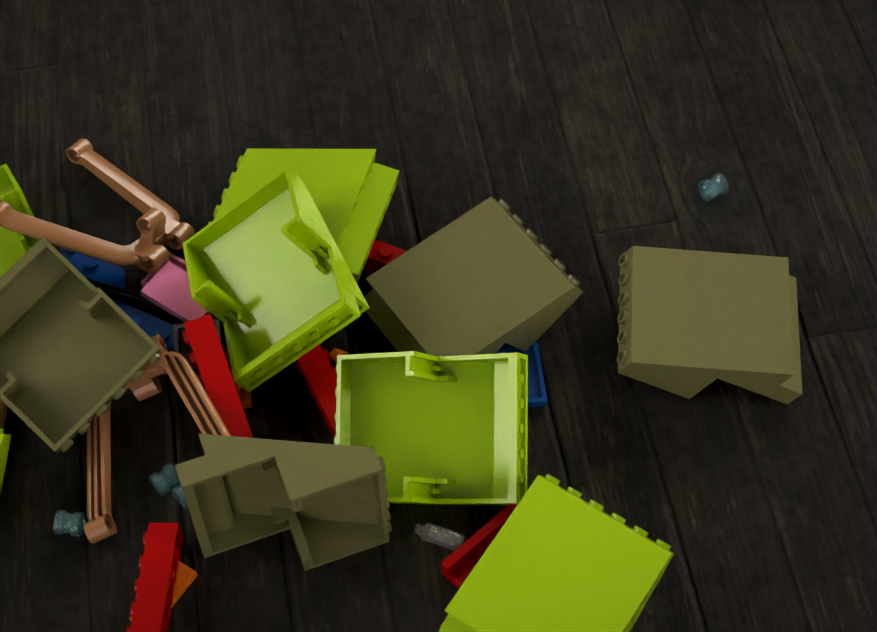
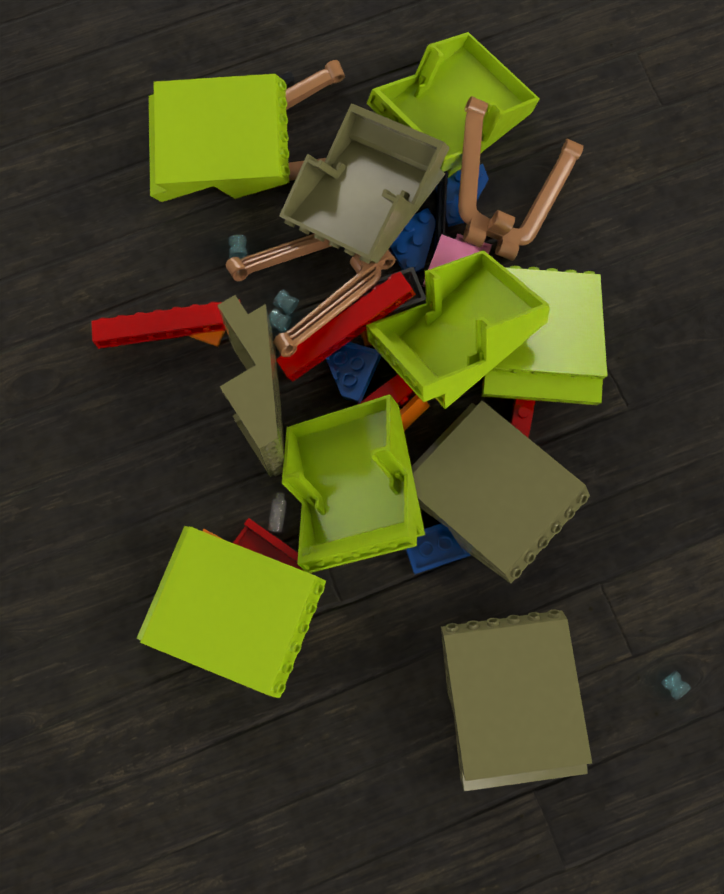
camera: 75 degrees right, 20 degrees up
(282, 414) = (353, 369): none -> blue plate

